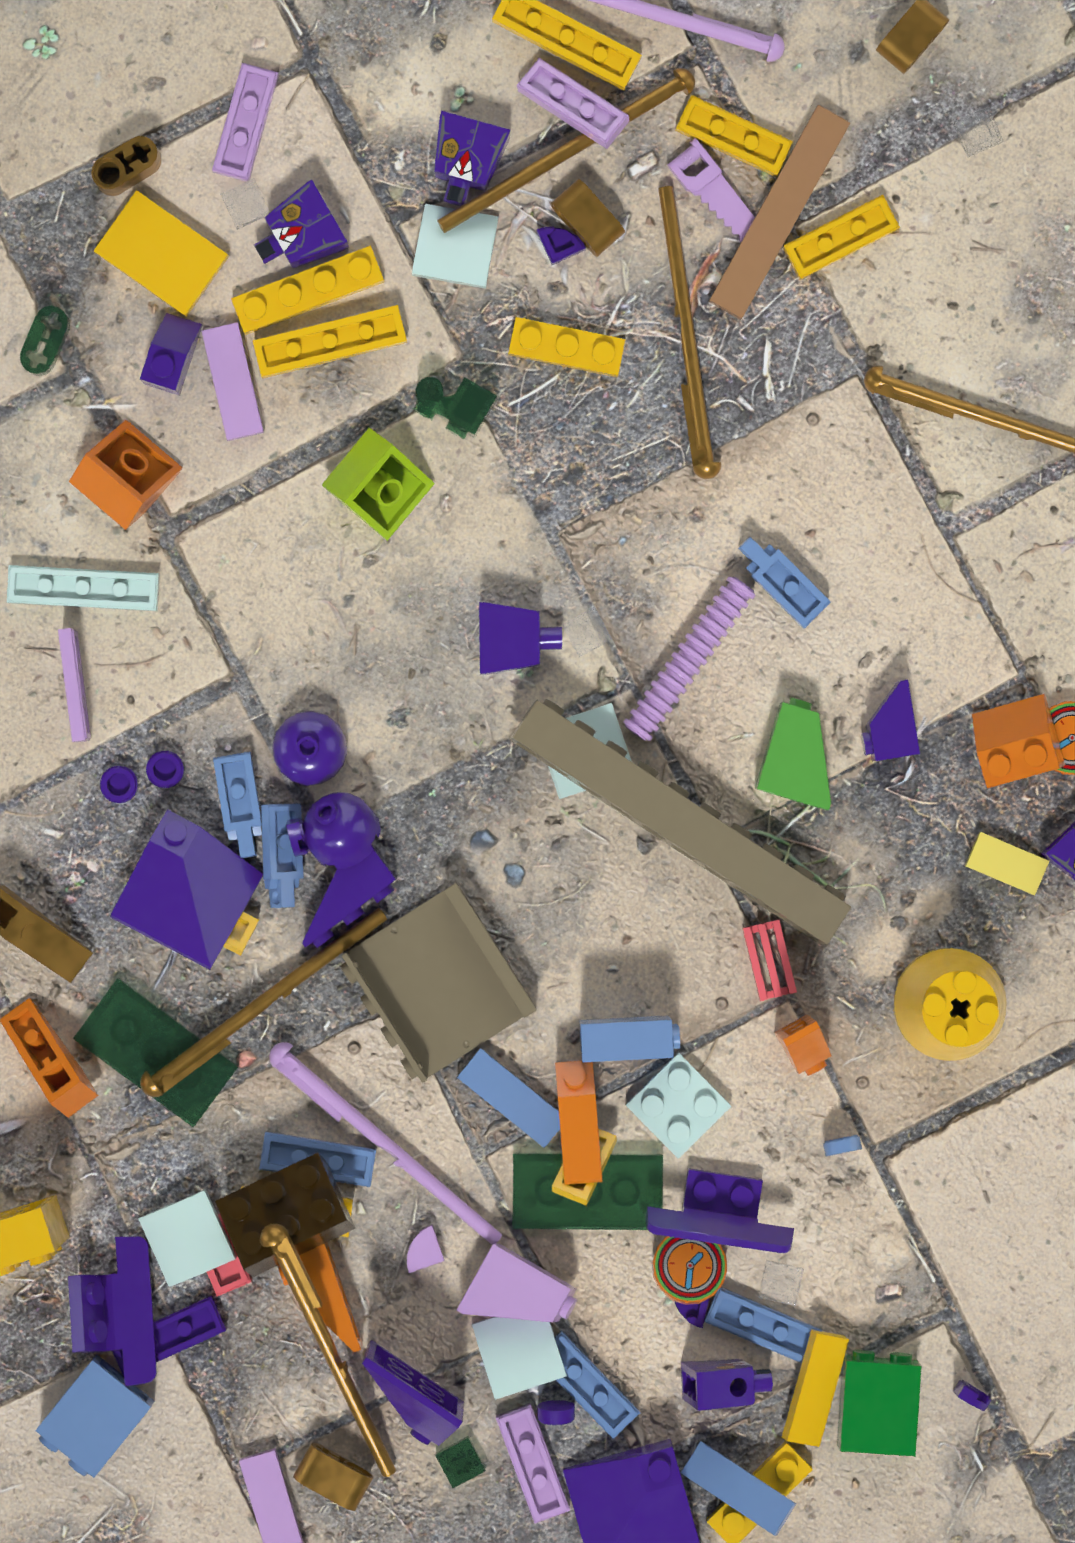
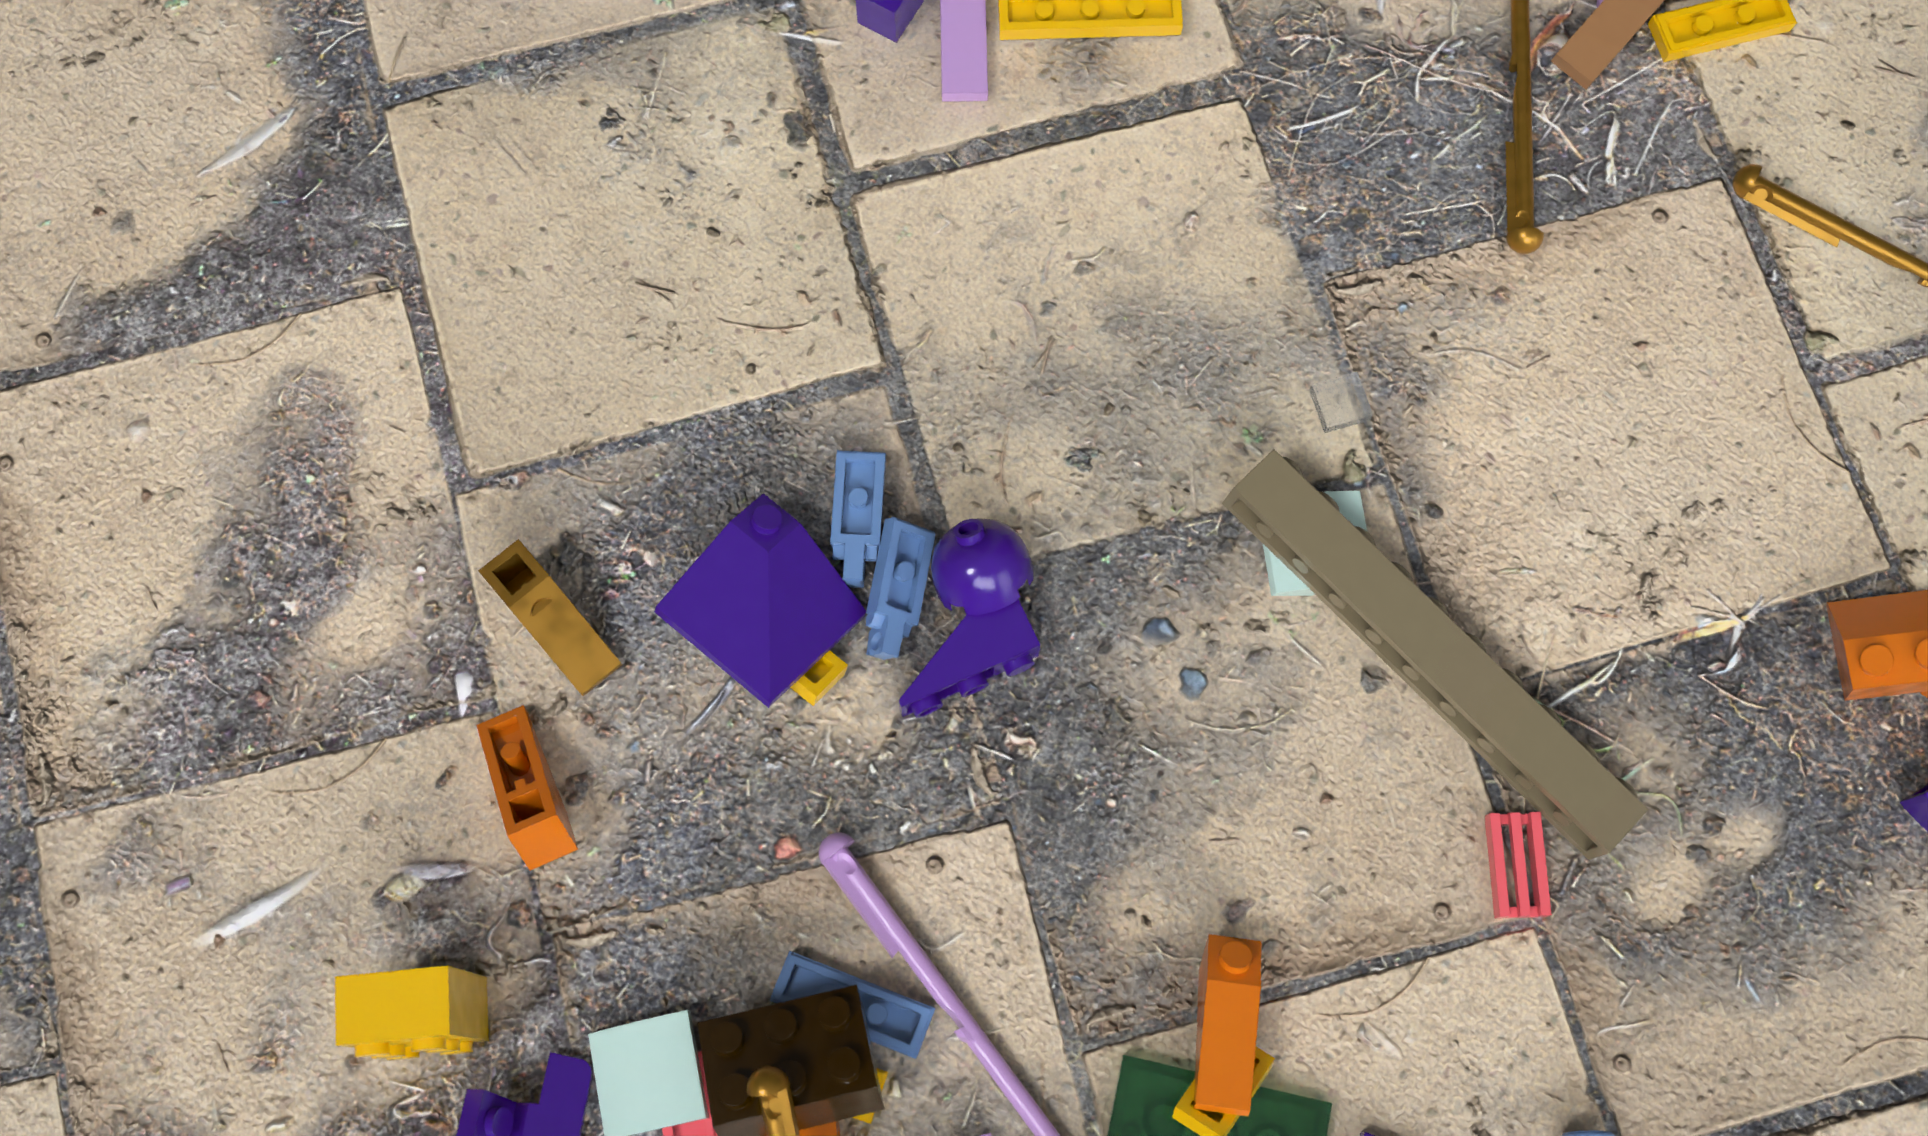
camera: 10 degrees right, 15 degrees down
(74, 685) = (685, 330): lavender tile -> none
(83, 588) = (726, 226): light aqua tile -> none
(119, 784) = (710, 463): dark purple tile -> none
(125, 474) = (808, 105): orange slope -> none
(141, 1037) = (670, 812): clear green tile -> none
(165, 769) = (773, 457): dark purple tile -> none
(217, 1039) = (754, 808): pearl gold bar -> none
(296, 836) = (922, 559): dark purple tile -> none
(309, 748) = (961, 467): dark purple cylinder -> none
(378, 483) = (1116, 175): lime slope -> none
(437, 983) = (1068, 800): dark tan panel -> none
(462, 411) = (1233, 115): clear green brick -> none
(511, 1097) = (1135, 977): medium blue tile -> none
(513, 638) = (1248, 385): dark purple torso -> none
(566, 347) = (1372, 76): yellow plate -> none
(628, 1038) = (1317, 922): medium blue brick -> none
(678, 1105) = (1363, 1038): light aqua plate -> none
(689, 658) = (1468, 456): lavender piece -> none
(784, 582) = (1603, 389): medium blue hinge -> none
(795, 757) = (1593, 608): bright green slope -> none
(804, 1045) = (1562, 984): orange slope -> none
(892, 727) = (1726, 595): dark purple slope -> none
(925, 1001) = (1744, 984): yellow cone -> none
(1006, 863) = (1856, 804): light yellow tile -> none

